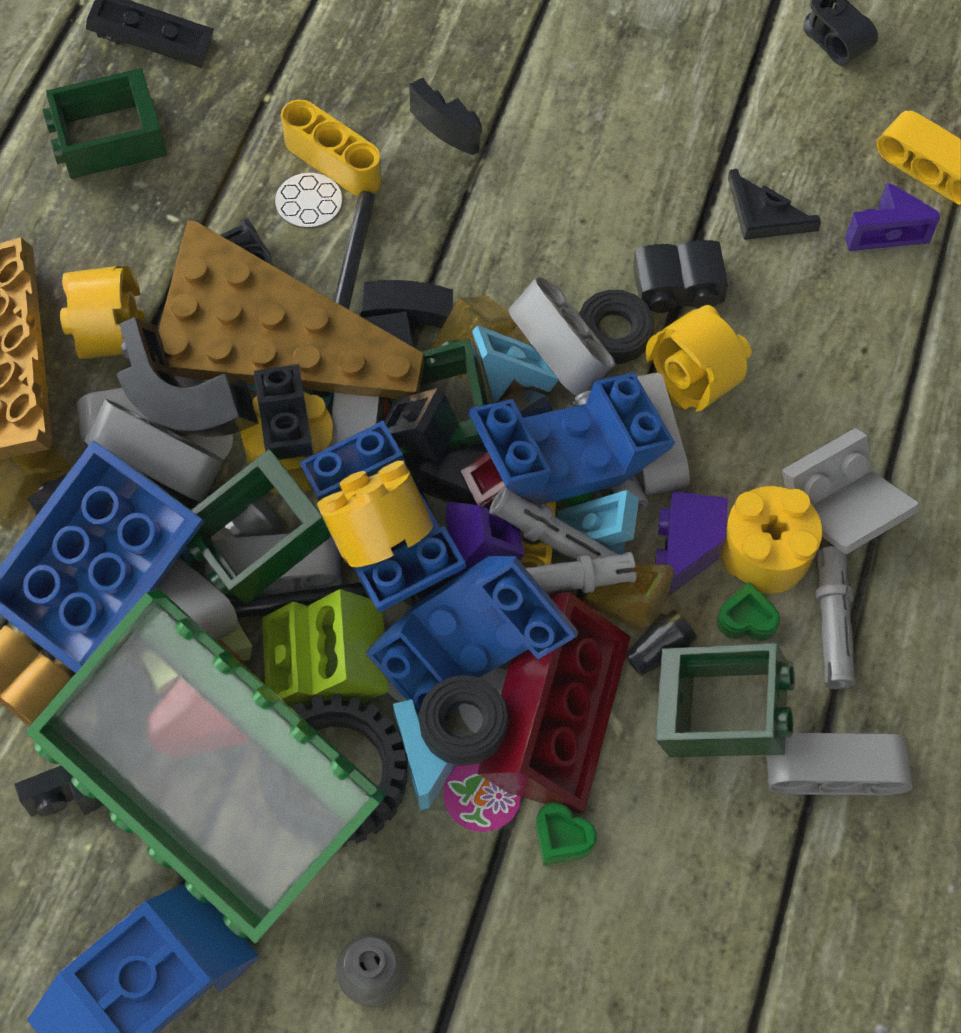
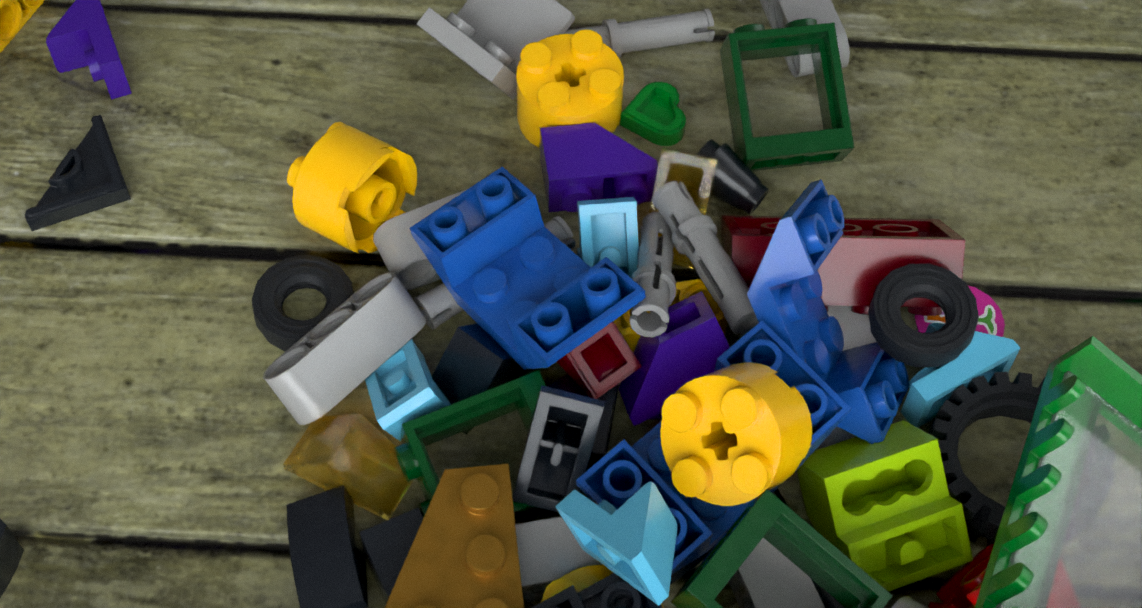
camera: 105 degrees left, 5 degrees down
(316, 424) = (630, 540): none -> medium azure slope
(562, 835) = (980, 228): green tile -> none
(680, 275) = (216, 240): black brick -> none

